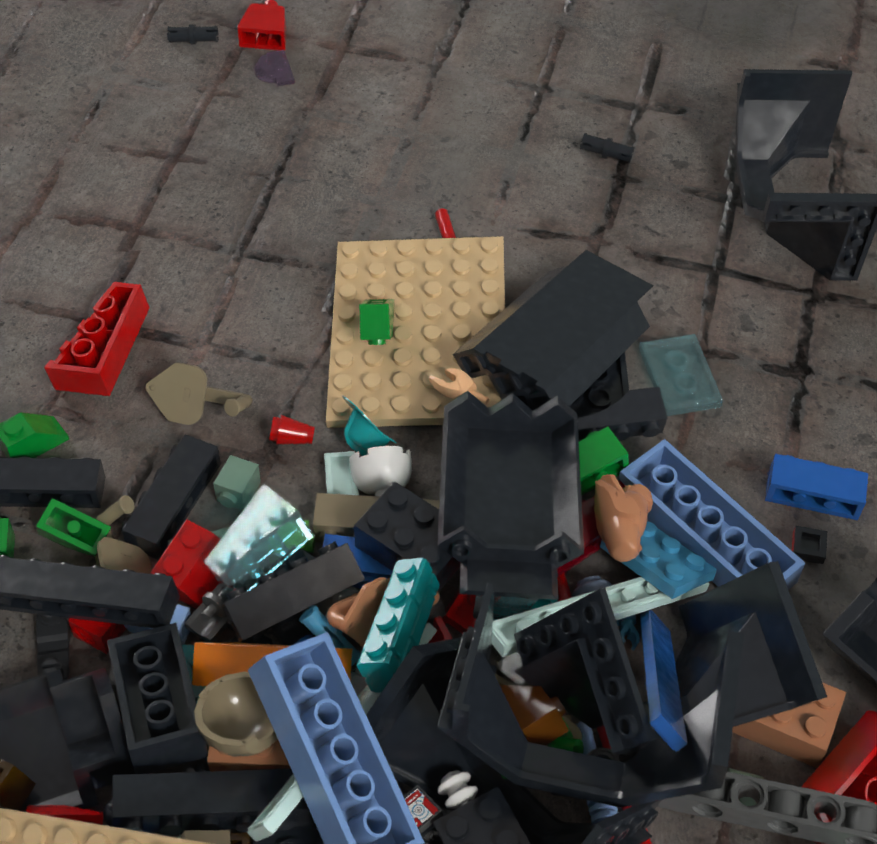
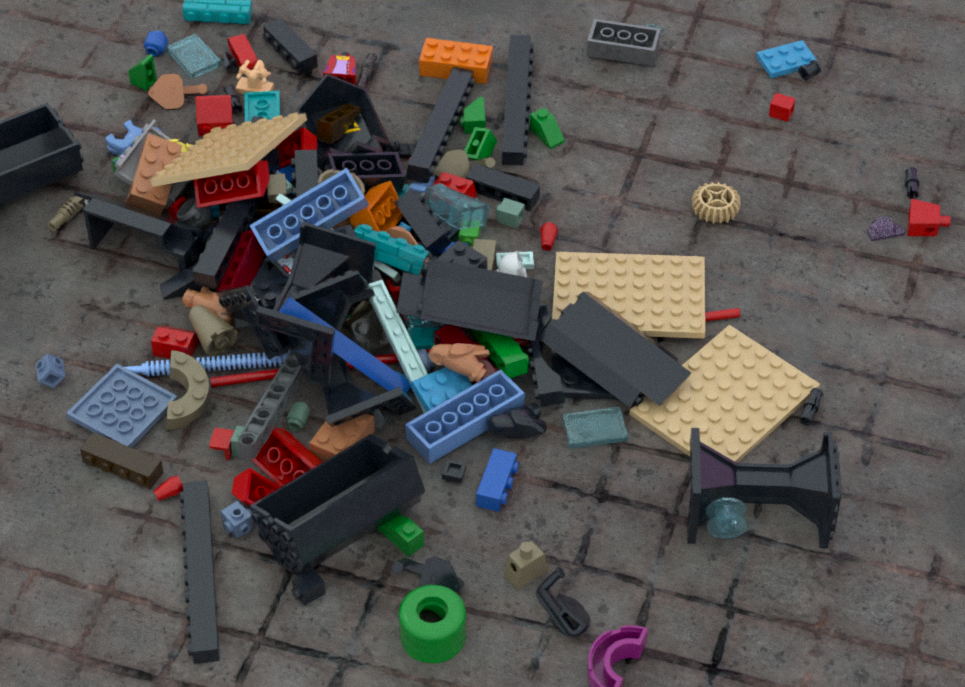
camera: 95 degrees right, 5 degrees down
(26, 144) = (782, 107): none -> red panel
(102, 343) = (614, 151): red wedge -> none
(183, 391) = (579, 186): dark tan piece -> none
(217, 228) = (716, 202): none -> tan gear
(361, 432) = (543, 264): teal piece -> none
(376, 320) = (625, 263): green slope -> none
(461, 383) = (567, 298): light nougat hand -> none
(587, 203) = (733, 397): none -> tan plate
(709, 455) = (518, 422): none -> black animal

